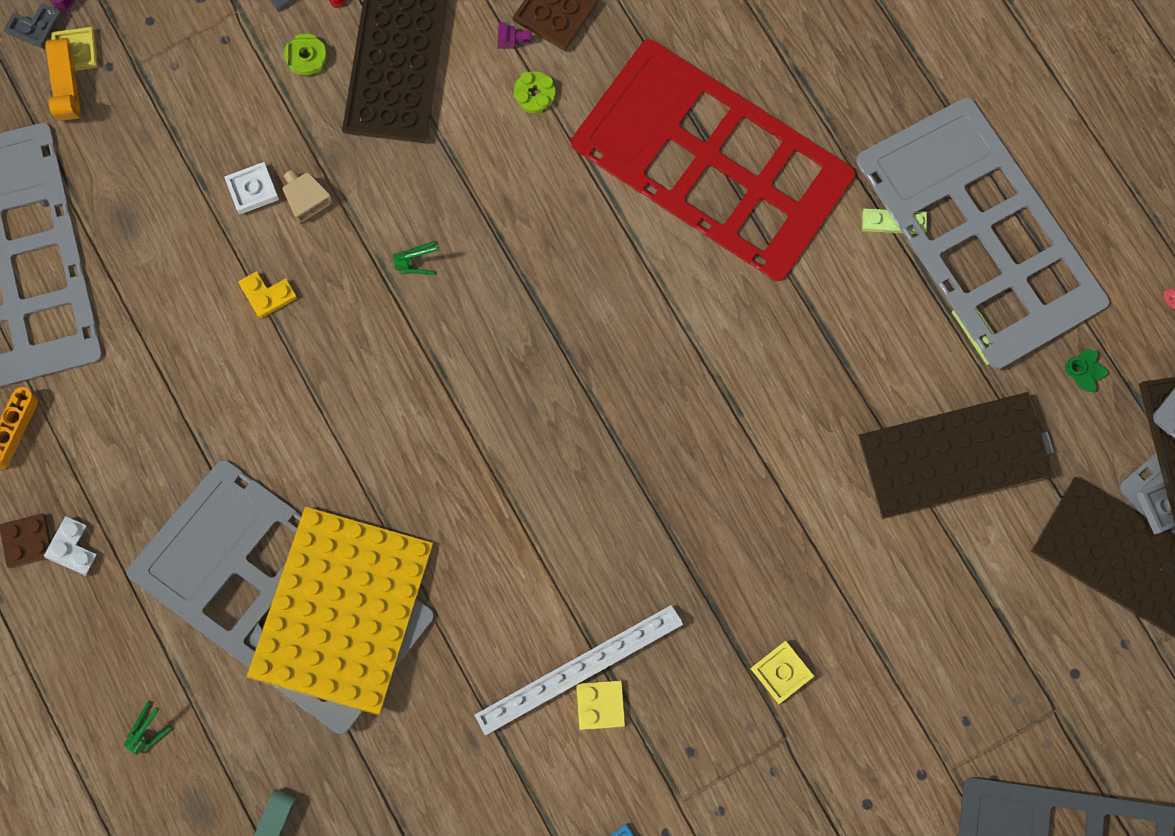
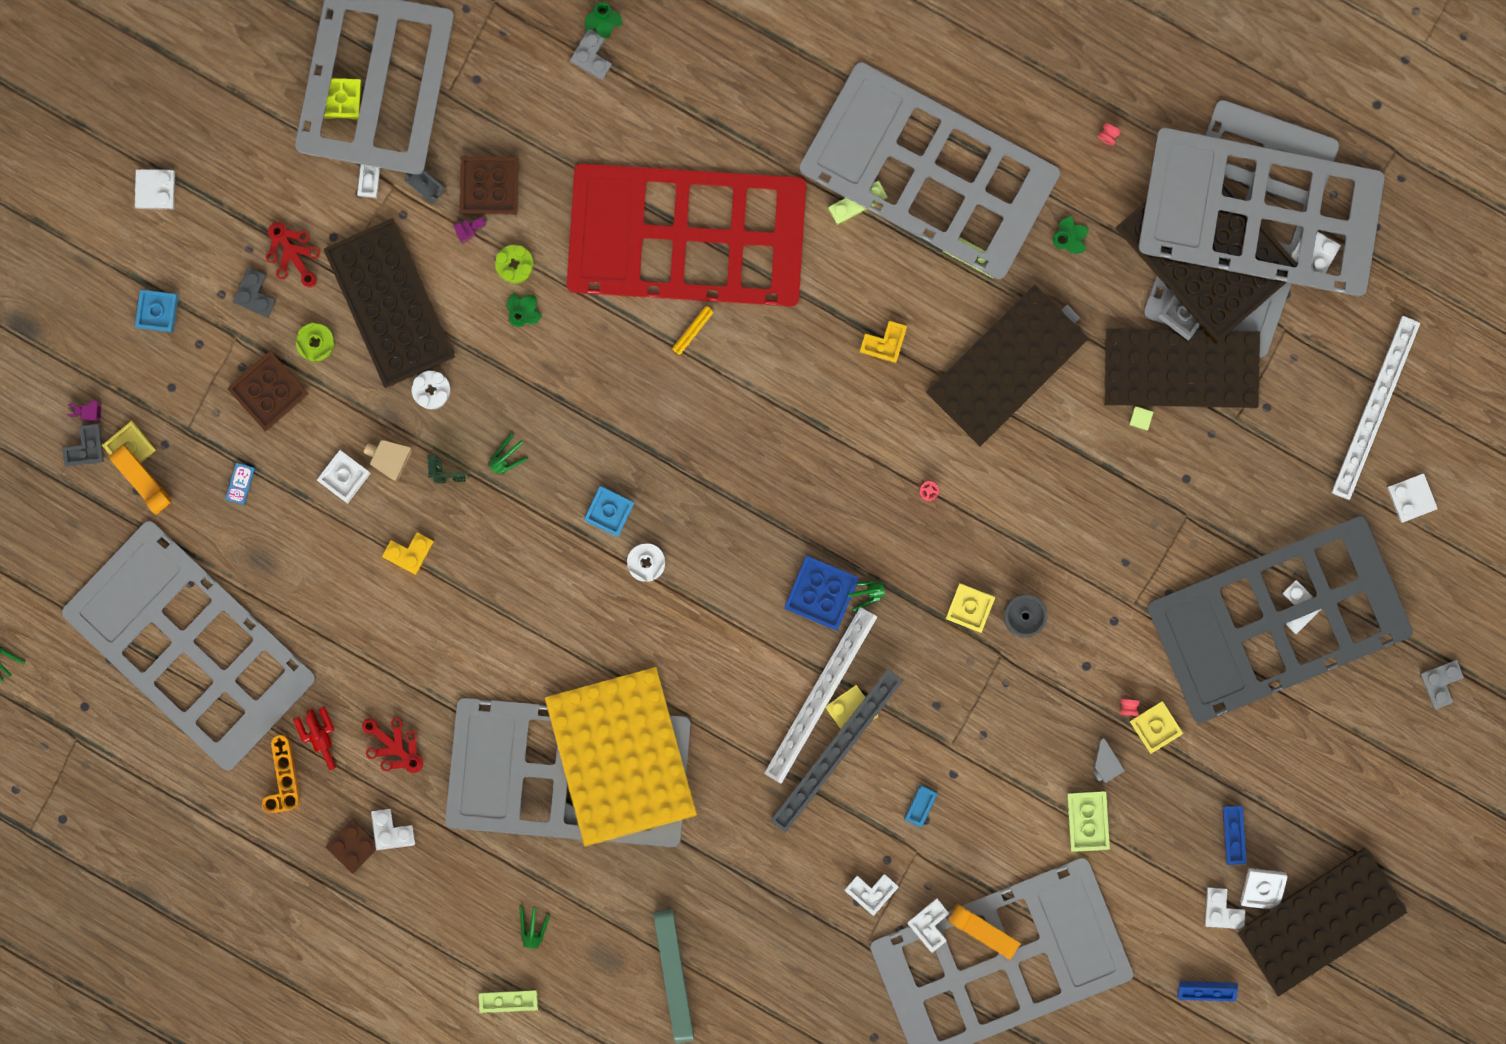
camera: 25 degrees left, 10 degrees up
(65, 411) = (317, 735): none -> red plant
(72, 791) = (508, 1001): none -> yellowish green plate
(131, 468) = (395, 747): none -> red plant
(152, 139) = (240, 483): none -> tile
(233, 72) = (268, 391): none -> reddish brown plate
(339, 231) = (435, 467): none -> clear green bracket
(378, 148) = (440, 396): none -> white plate
(481, 366) = (609, 511): none -> dark azure plate
(490, 424) = (656, 559): none -> white plate
(518, 136) = (525, 308): none -> green plate
(561, 735) = (836, 750): none -> dark grey plate
(641, 568) = (821, 593): none -> blue plate
(665, 246) = (692, 330): none -> yellow axle
(695, 595) = (873, 590): none -> green plant
(810, 528) = (930, 488): none -> coral wheel
(820, 715) = (1013, 616): none -> dark grey wheel
(845, 370) = (886, 348): none -> yellow plate
(1061, 586) = (1141, 418): none -> yellowish green tile

